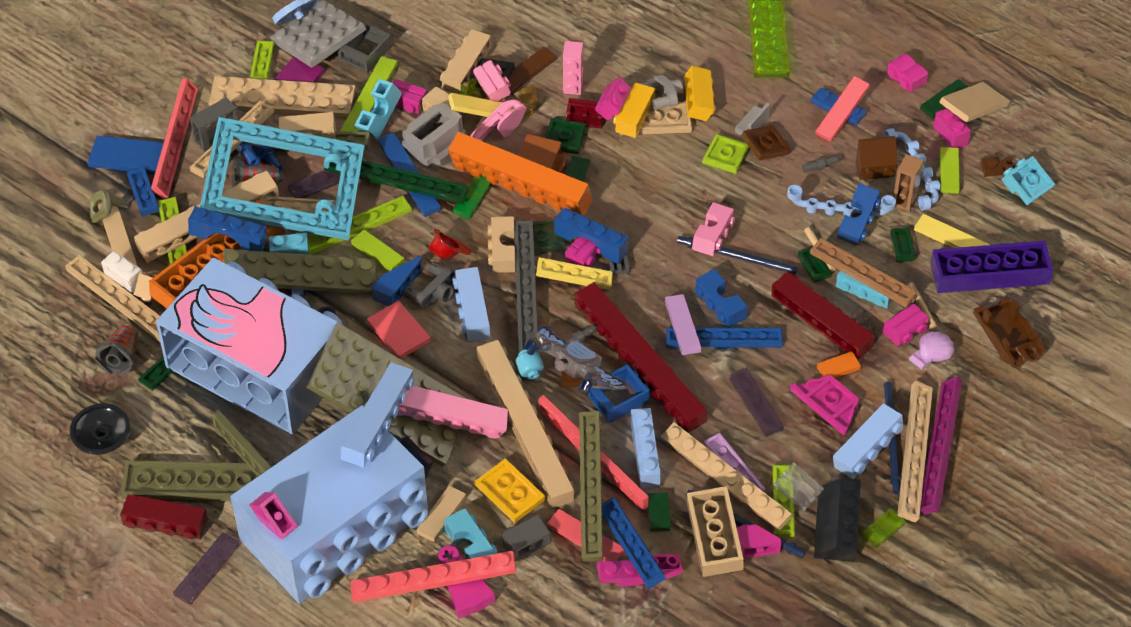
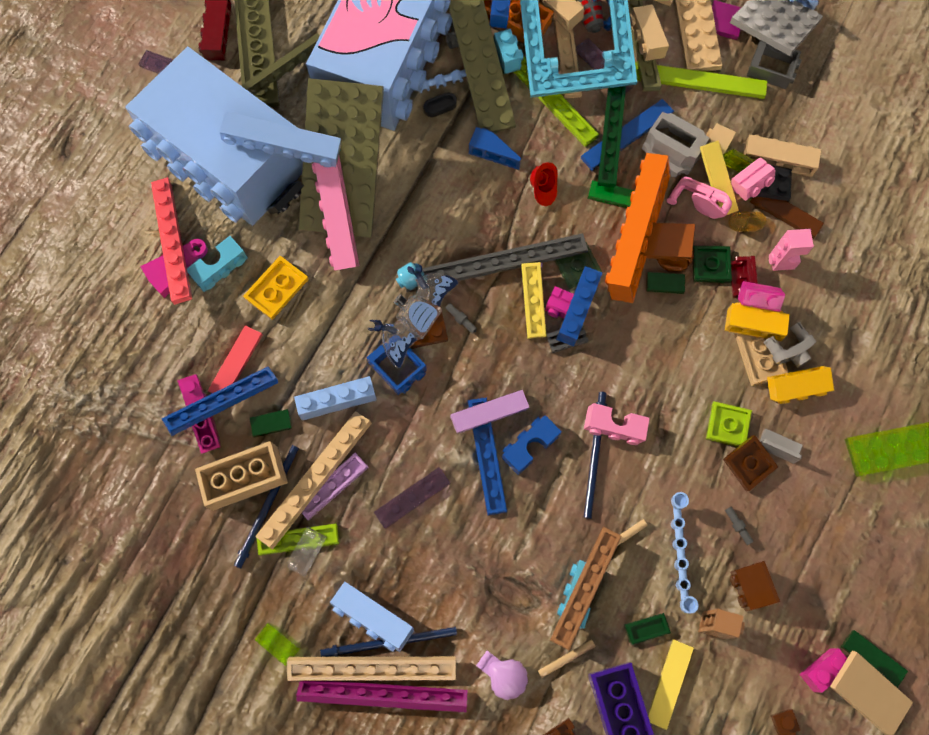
camera: 80 degrees right, 20 degrees up
(273, 514) = (162, 78): dark pink slope -> none
(377, 250) = (529, 127): lime tile -> none
(386, 97) = (678, 89): medium azure arch -> none
(398, 330) = (442, 162): coral tile -> none
(411, 96) = (721, 110): dark pink brick -> none
(438, 289) = (492, 184): dark grey connector -> none
(444, 507) = (247, 236): tan tile -> none
(472, 304) = (480, 216): light blue brick -> none
(502, 256) = (569, 224): tan arch -> none
(525, 424) = (349, 287): tan brick -> none
(526, 537) = (225, 310): dark grey brick -> none
(591, 486) = (278, 353): olive plate -> none
(608, 468) = (325, 352): coral tile -> none
(641, 357) = (443, 378): dark red brick -> none
(757, 541) = (242, 516): dark pink slope -> none
(814, 266) = (589, 538): dark green tile -> none
(822, 315) = (529, 551): dark red brick -> none
(827, 99) = (828, 536): blue plate -> none
(829, 400) = (422, 571): dark pink wing -> none
(838, 520) = (275, 596): black slope -> none
(839, 365) = (470, 576): orange tile -> none
(842, 109) = (820, 540): coral tile -> none
(853, 229) = (686, 580): blue arch -> none
(906, 325) = (533, 643): dark pink brick -> none
(907, 72) = (898, 609): dark pink brick -> none
(927, 173) = (771, 635): light blue bar -> none
(949, 170) = (767, 672): lime tile -> none

